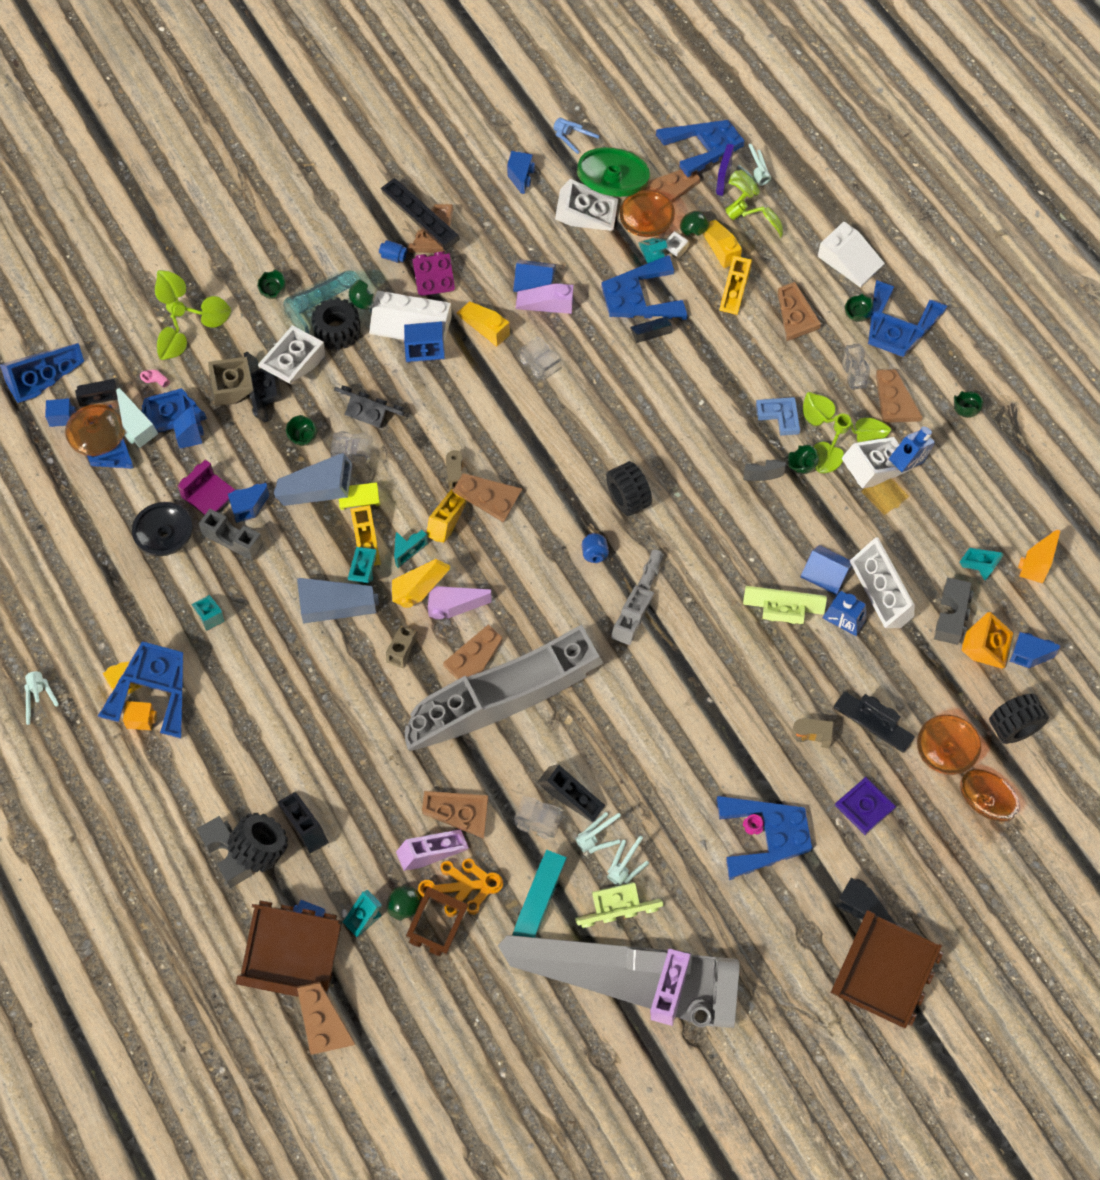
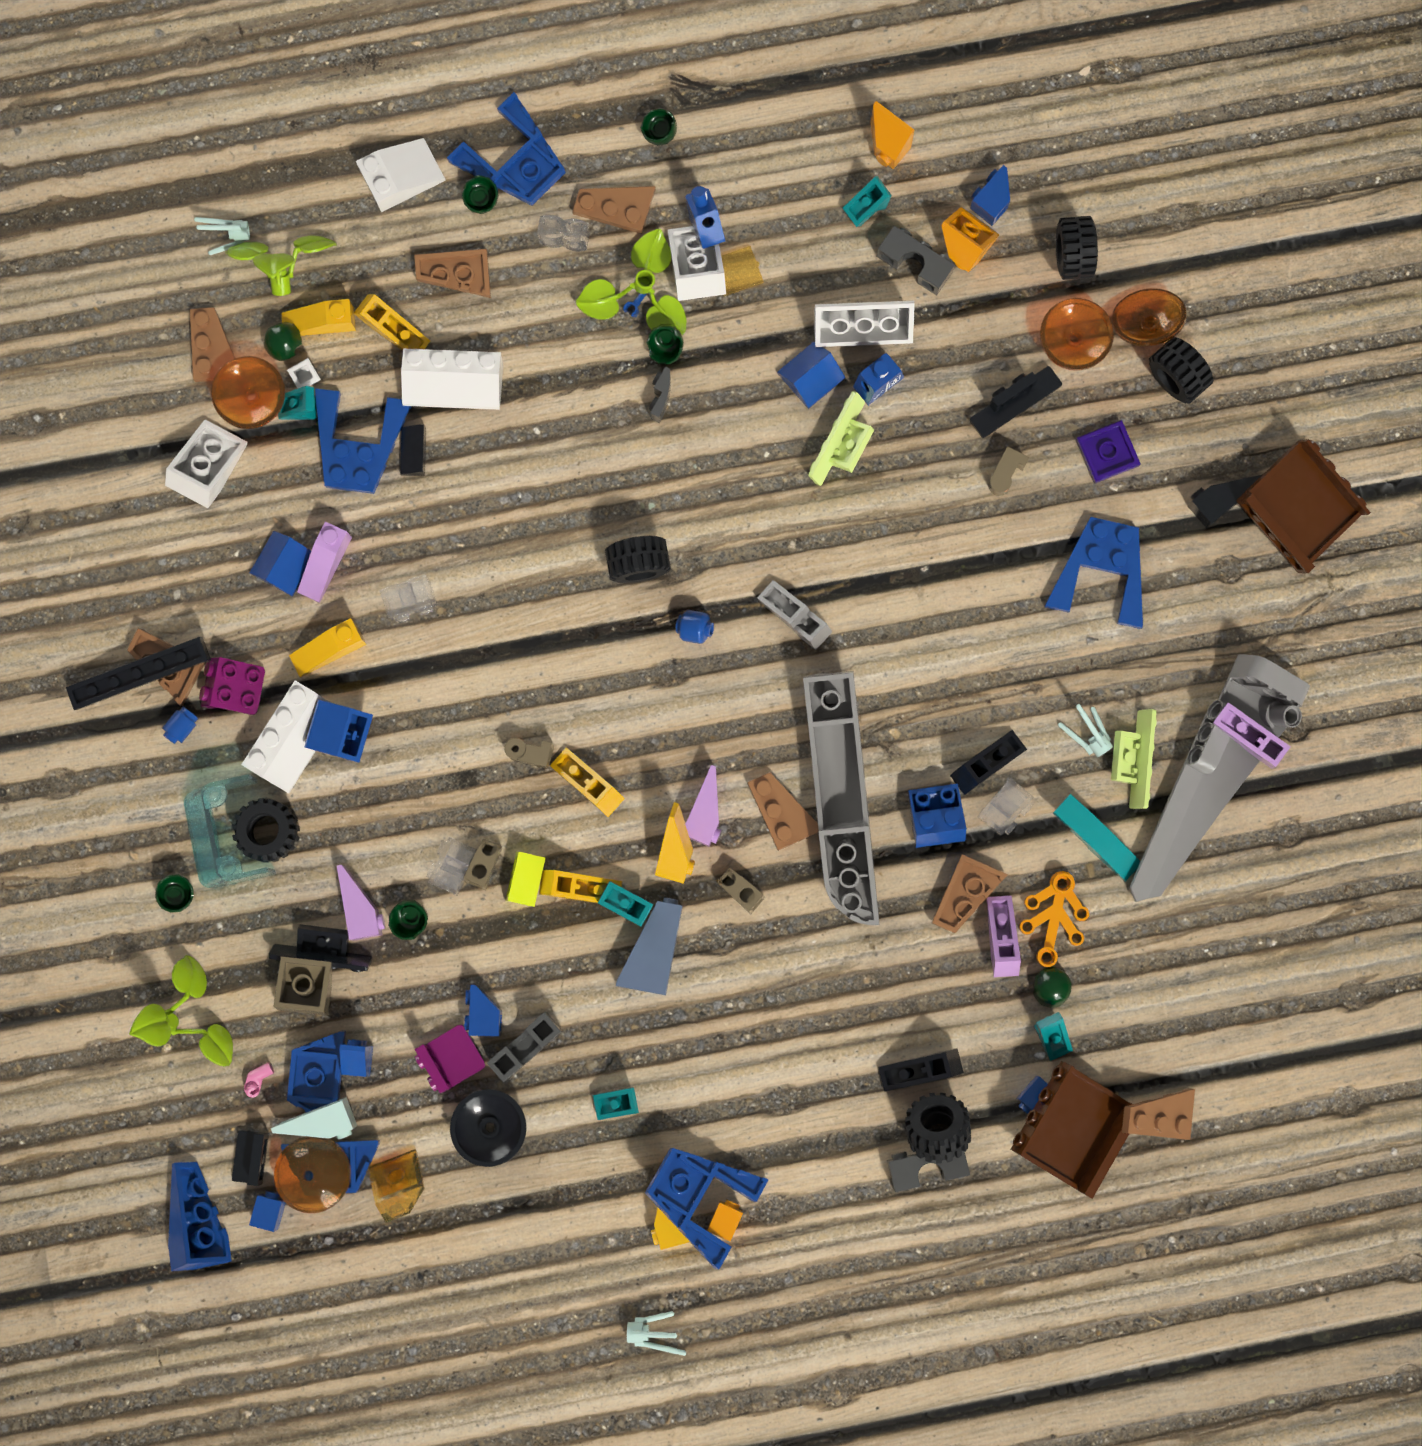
camera: 65 degrees left, 20 degrees up
(100, 484) = (397, 1185): none -> clear yellow slope
(293, 355) = (299, 899): white slope -> none
(301, 397) = (360, 912): none -> lavender slope
(316, 483) = (494, 923): sand blue slope -> none
(359, 296) = (246, 789): dark green hair -> none
(364, 466) = (483, 864): none -> dark tan leg
(366, 409) = (402, 829): black bracket -> none
(407, 549) = (615, 849): teal slope -> none
(446, 901) = (1074, 941): reddish brown window -> none
(487, 495) = (580, 725): medium nougat wing -> none
(511, 766) = (937, 815): none -> blue slope
(519, 169) = (113, 525): blue slope -> none
(564, 127) = (66, 445): medium blue plant -> none
(586, 839) = (1049, 763): light aqua plant -> none
(613, 172) = (167, 410): green dish -> none
(651, 569) = (742, 573): light grey pin -> none
(711, 134) = (160, 261): blue wing -> none
(714, 332) = (451, 378): none -> white slope
(724, 170) = (219, 272): dark purple tile -> none
(753, 819) = (1090, 572): dark pink plate -> none
(781, 409) = (591, 339): medium blue plate -> none
(822, 434) = (635, 303): none -> blue hand
(955, 831) = (1181, 370): none -> black tyre

